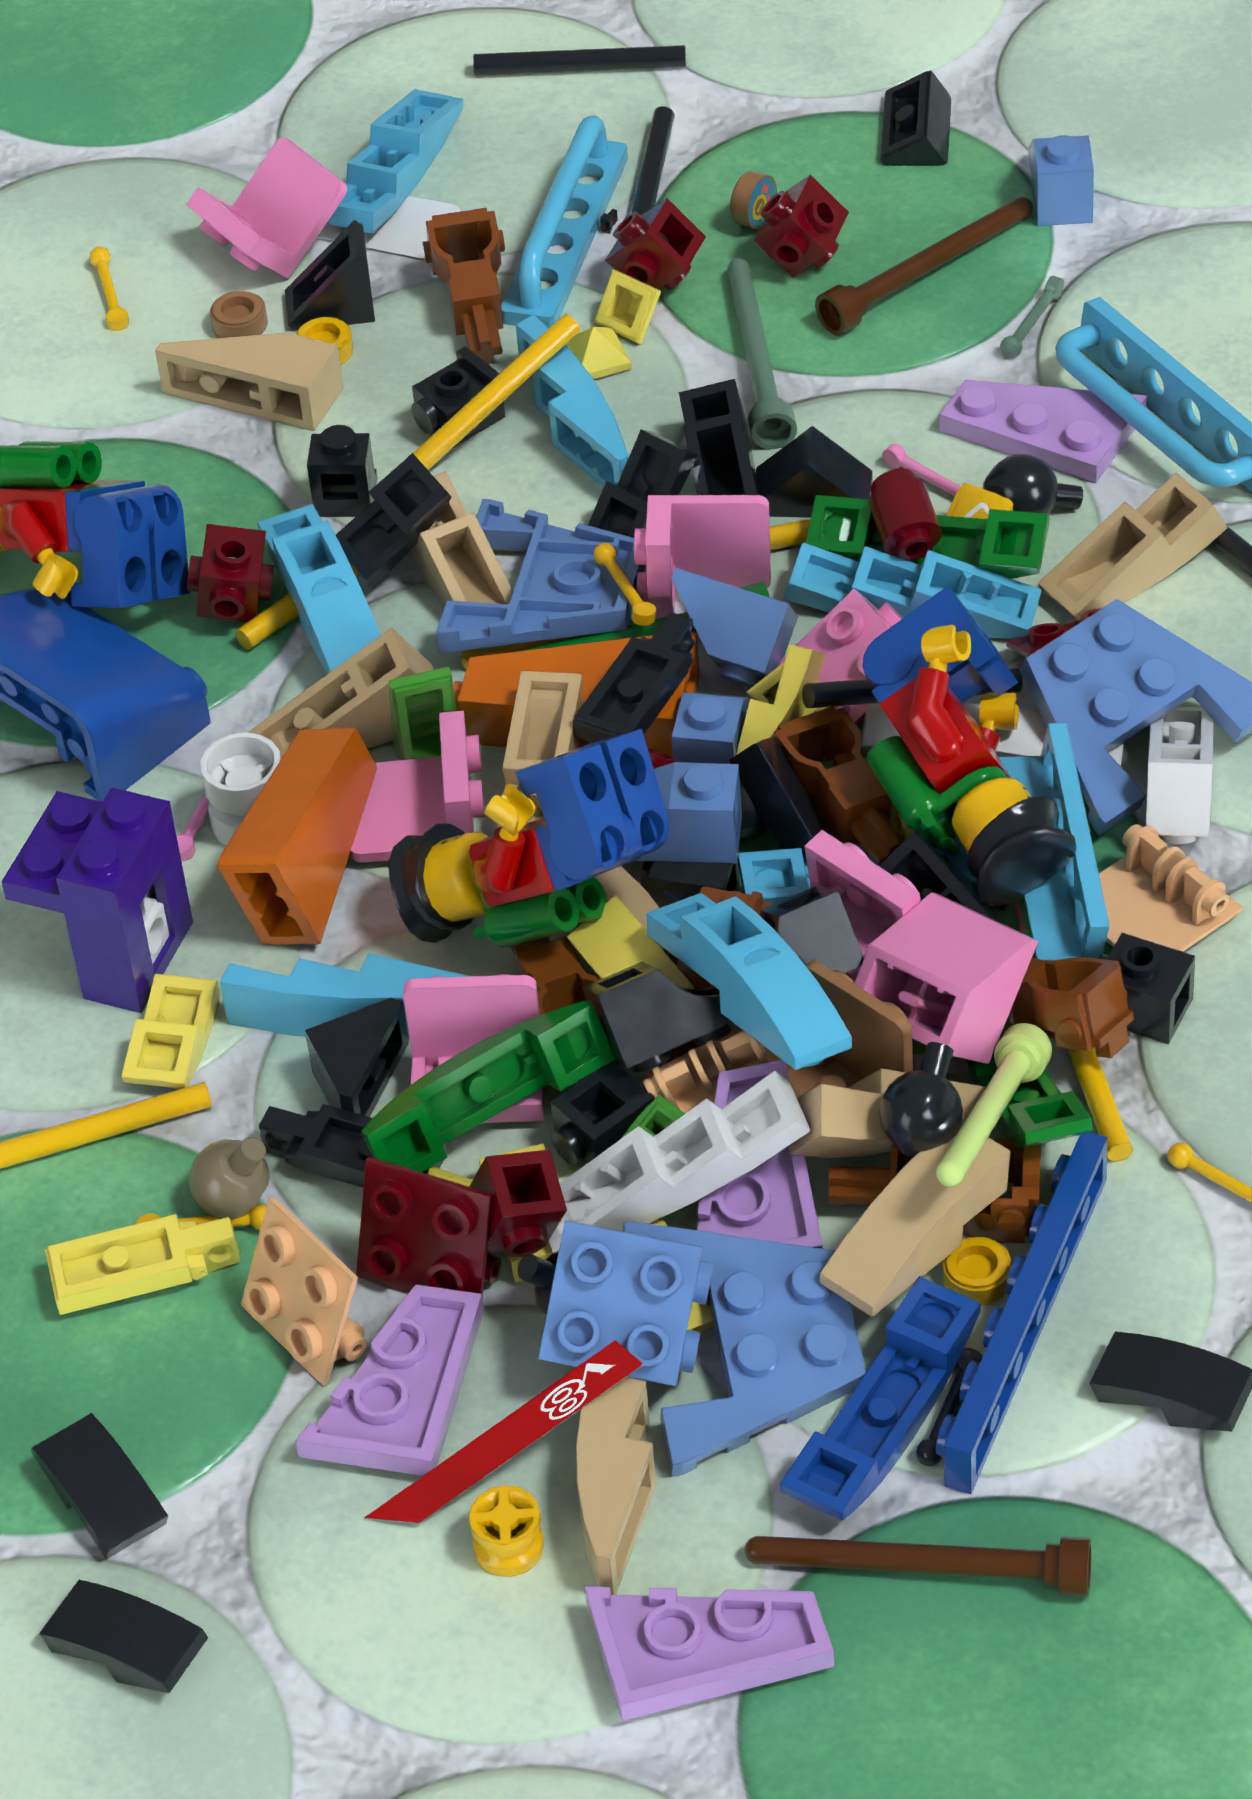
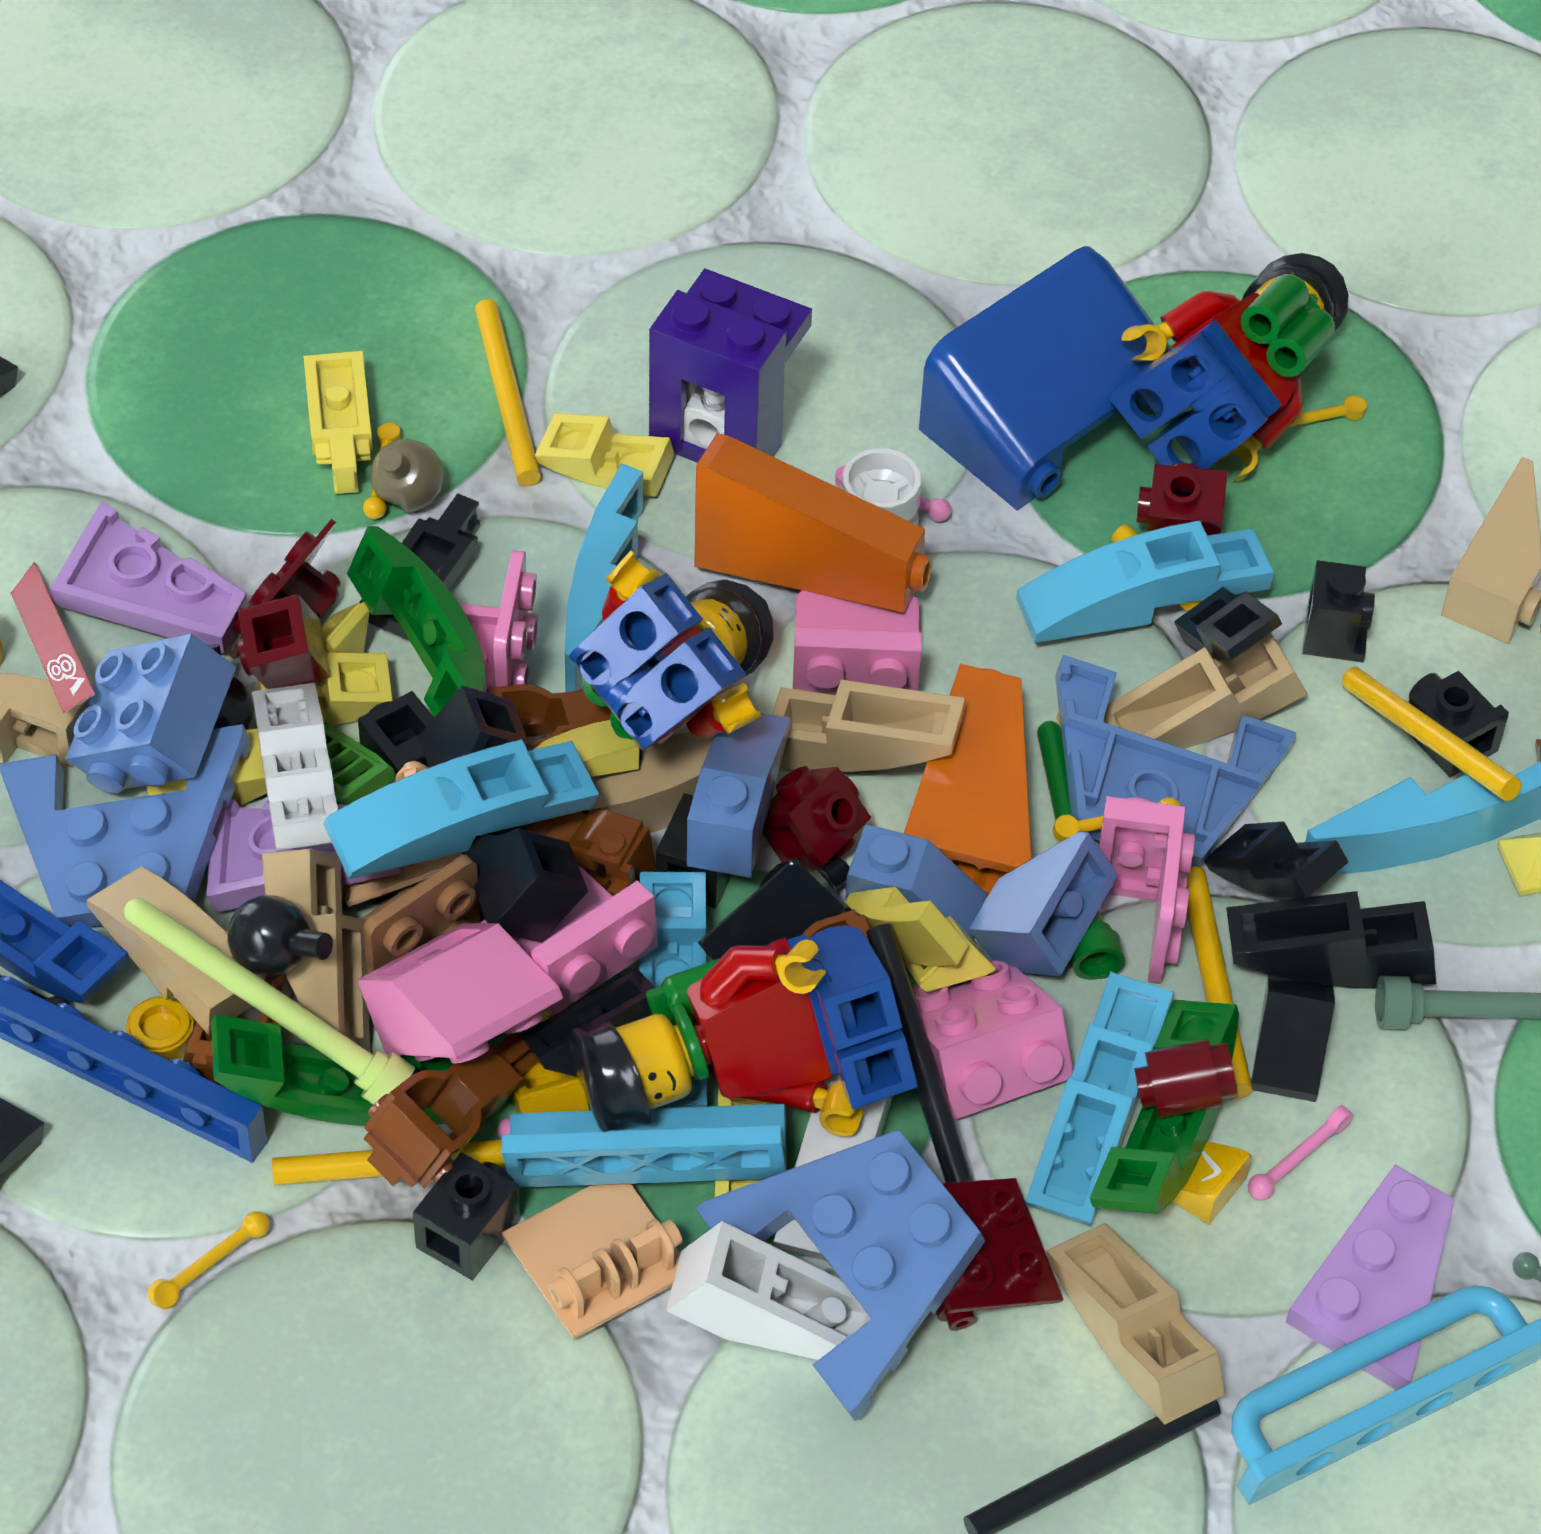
camera: 90 degrees right, 5 degrees up
(100, 1485) = (123, 373): black slope -> none
(302, 1294) = (262, 499): light nougat hinge -> none
(349, 695) = (990, 602): tan slope -> none
(358, 1054) = (486, 559): black slope -> none
(416, 710) = (941, 637): bright green slope -> none
(638, 682) = (933, 796): black hinge -> none
(1031, 485) = (1248, 1225): black piece -> none

